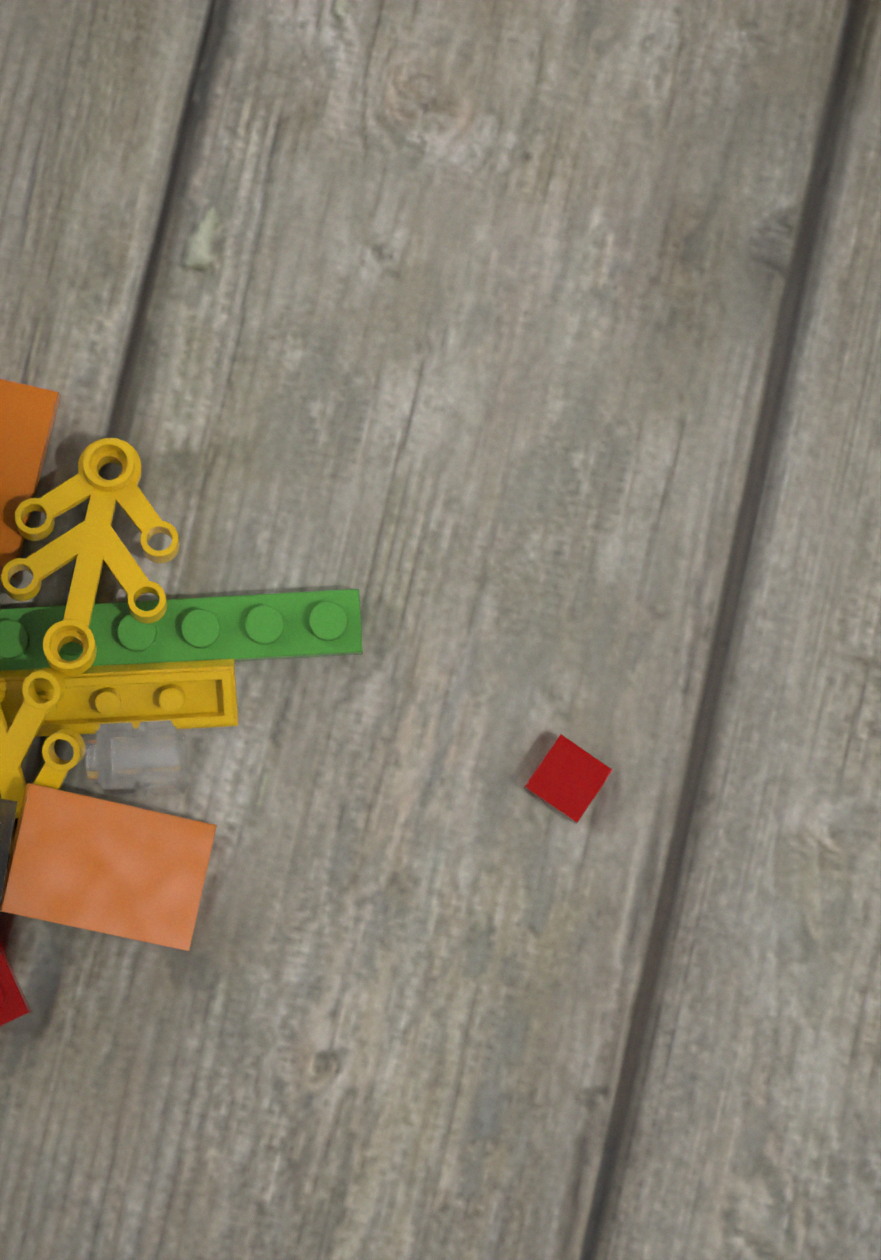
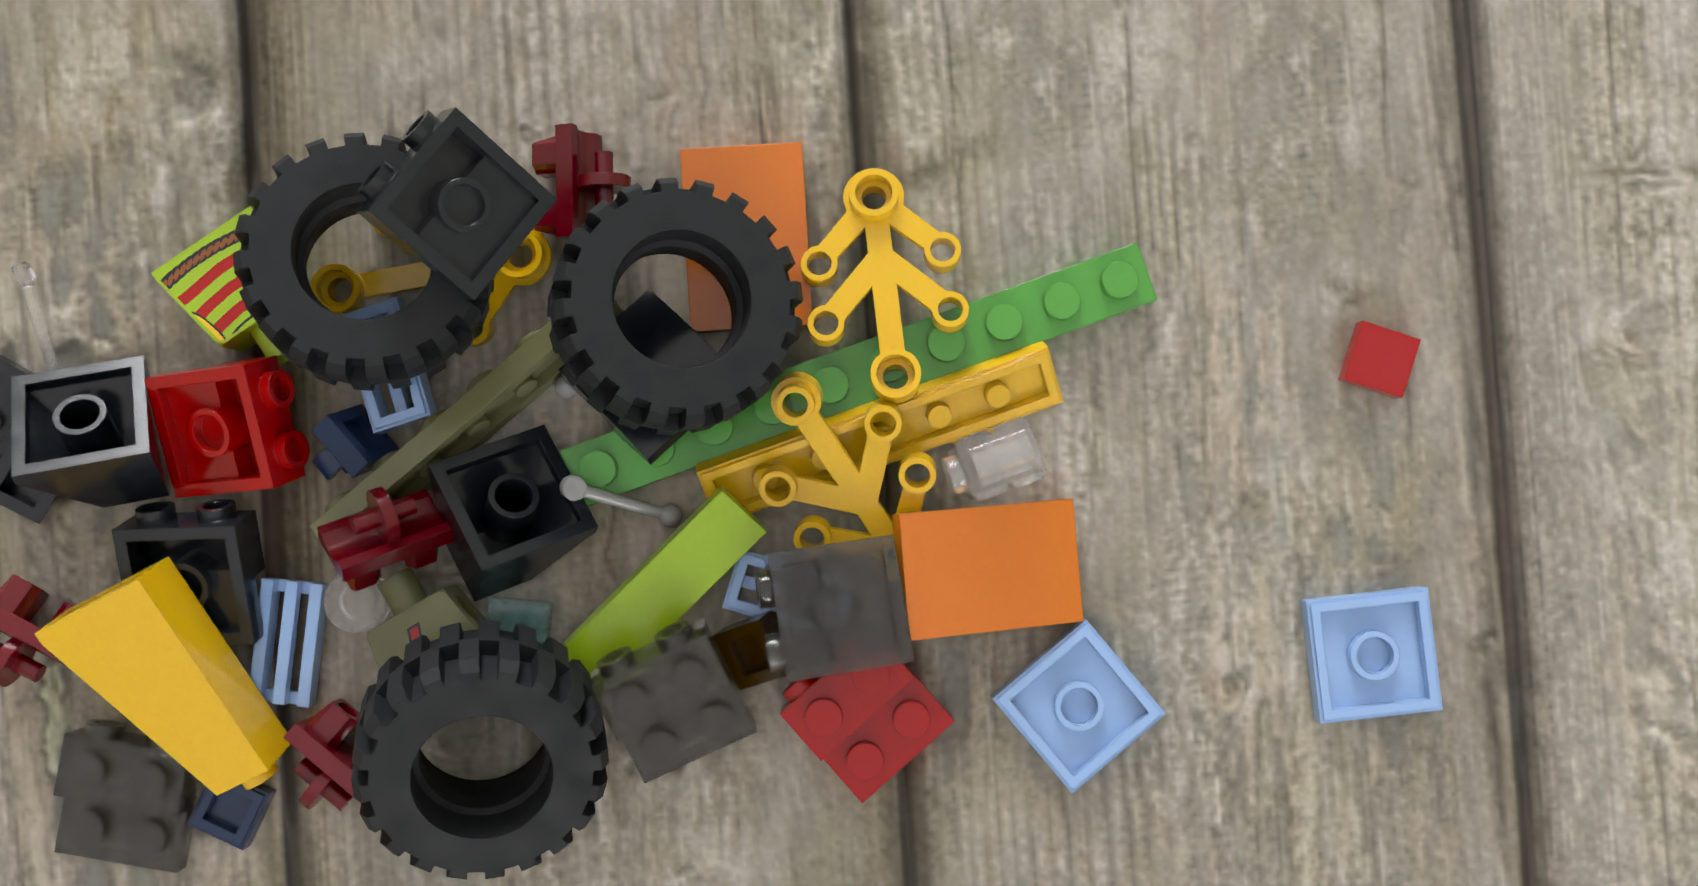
camera: 20 degrees left, 5 degrees up
(159, 1035) = (1078, 705): none -> light blue tile
(470, 1073) = (1371, 654): none -> light blue tile

